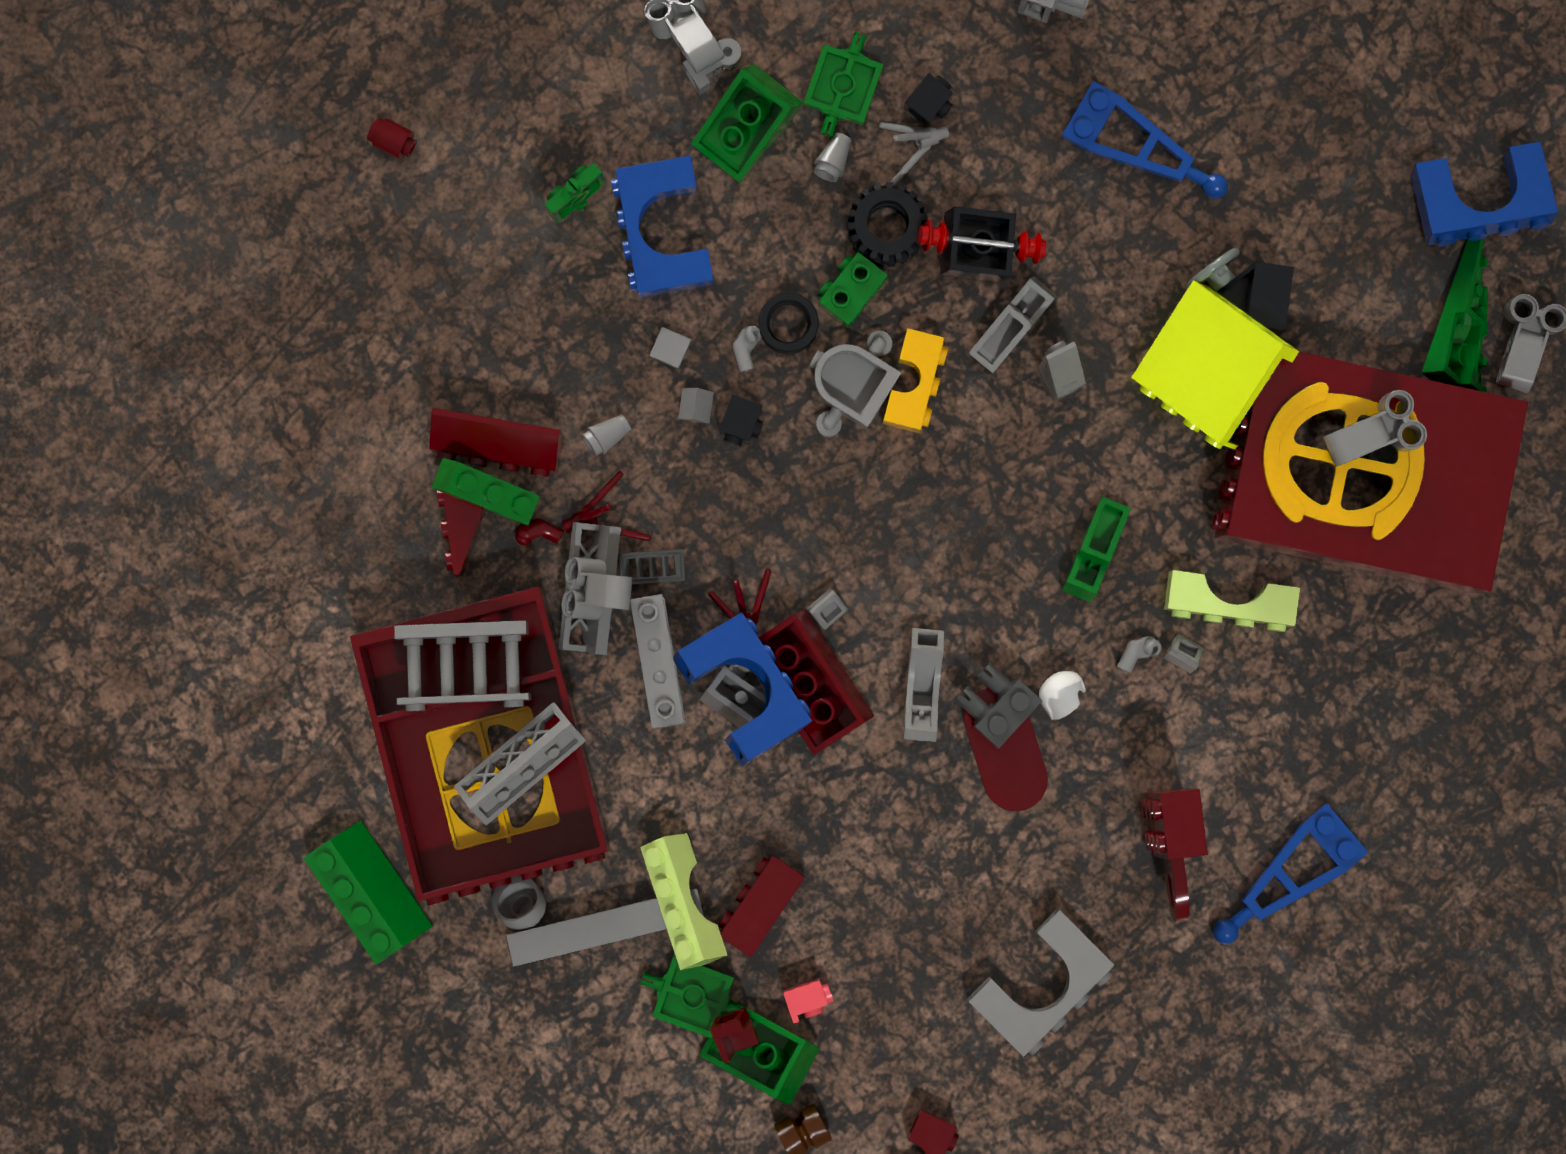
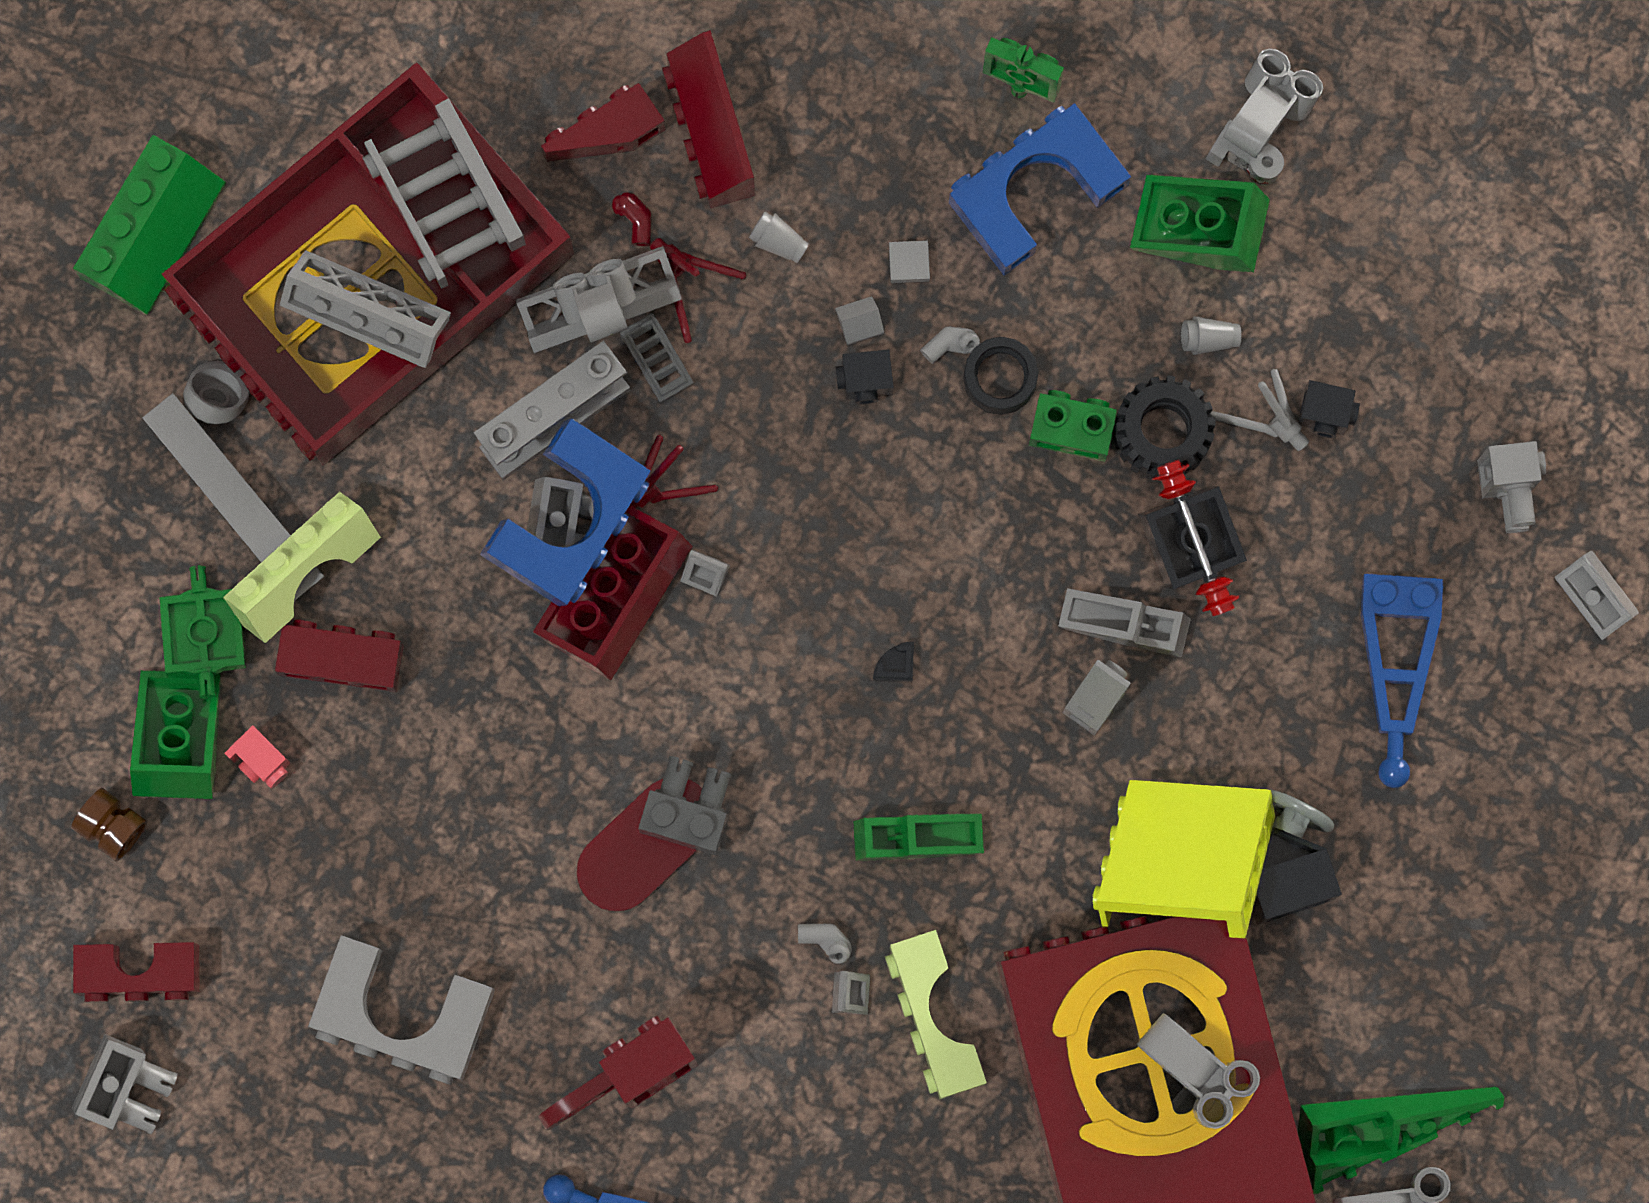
camera: 65 degrees right, 5 degrees down
(485, 491) = (648, 134): green arch -> none
(733, 1033) = (180, 691): dark red panel -> none
(843, 84) = (1296, 306): green plate -> none
(853, 382) = (970, 478): light grey piece -> none
(923, 354) = (972, 554): yellow arch -> none
(923, 684) = (670, 716): light grey arch -> none
(962, 503) = (896, 664): none -> black tile
(1060, 694) = (735, 874): white hair -> none
(1449, 219) = (1490, 1053): blue arch -> none

